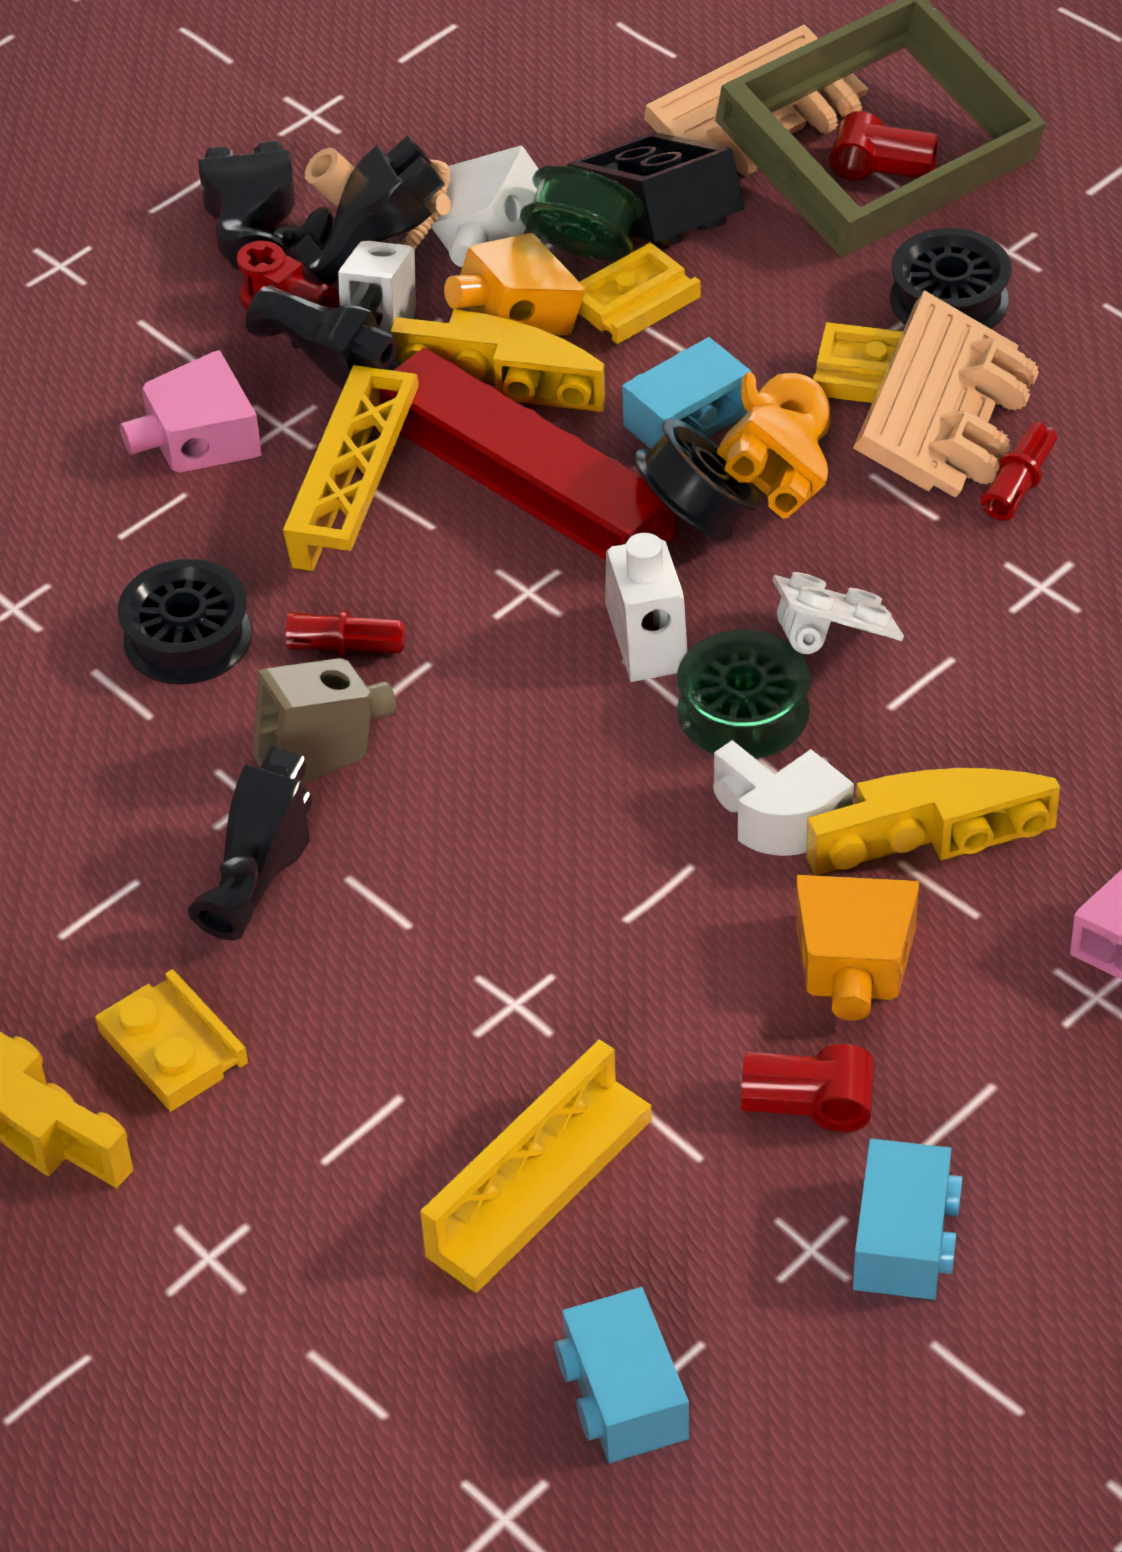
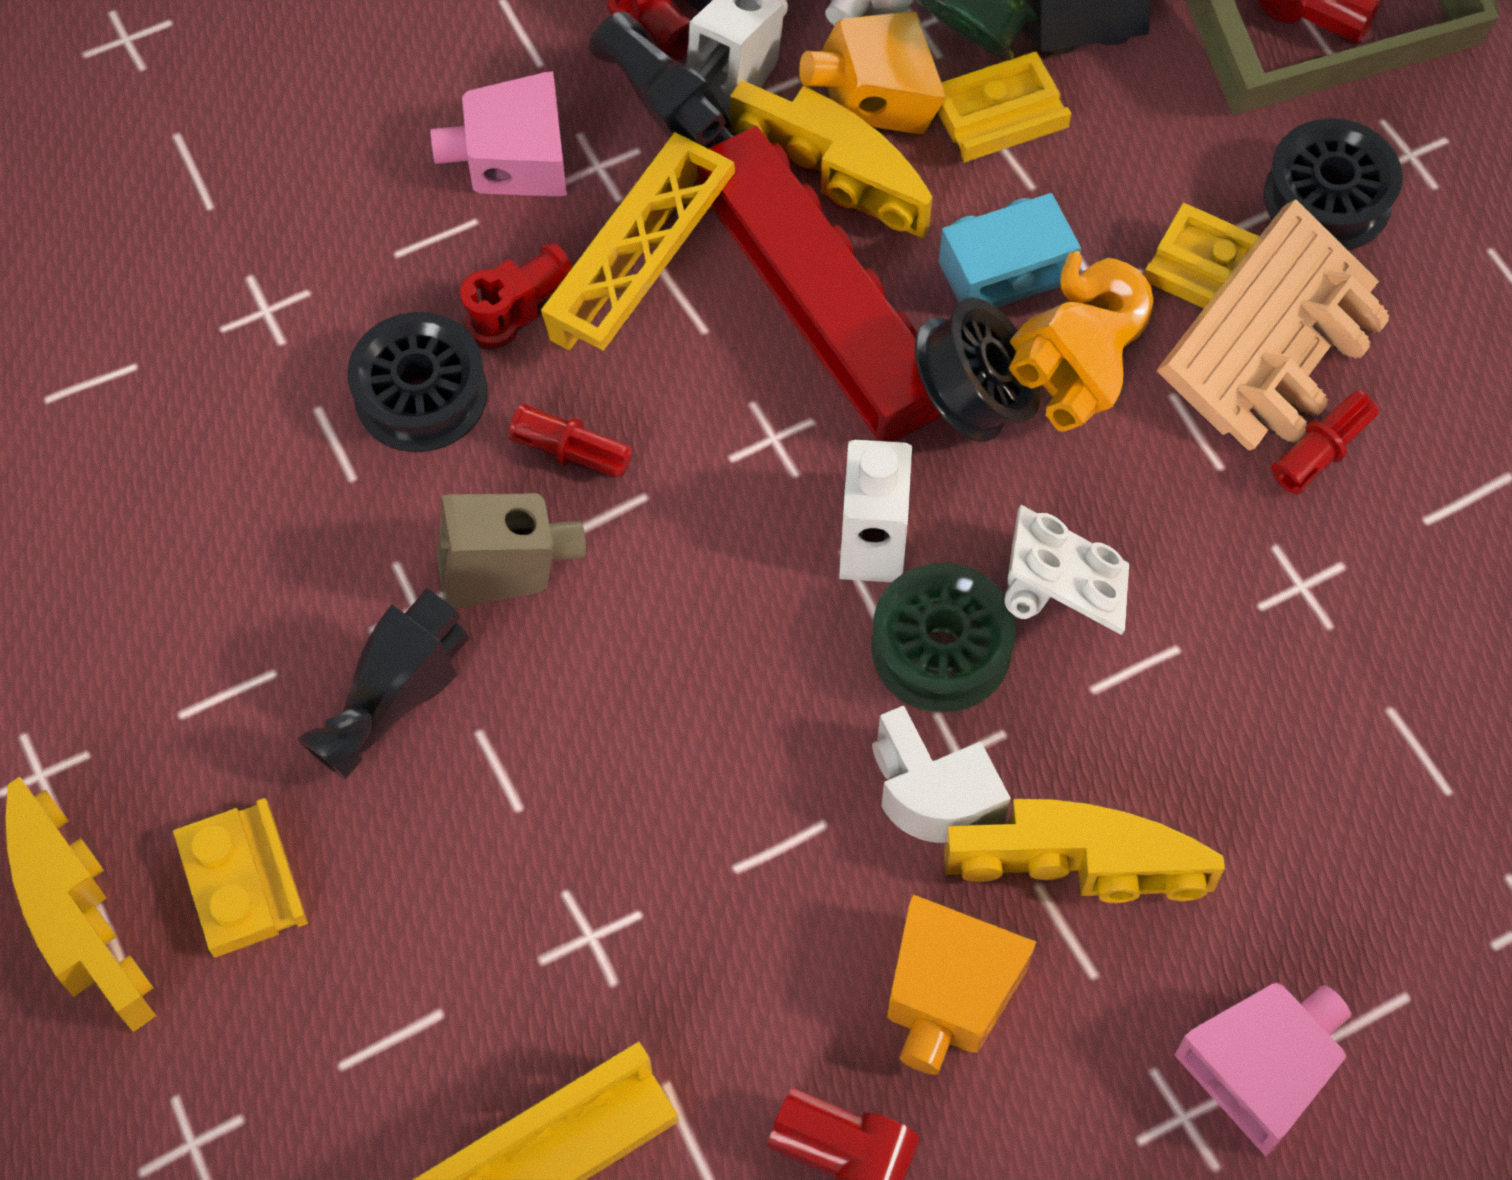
camera: 15 degrees right, 15 degrees up
(244, 533) = (511, 294): none -> red connector

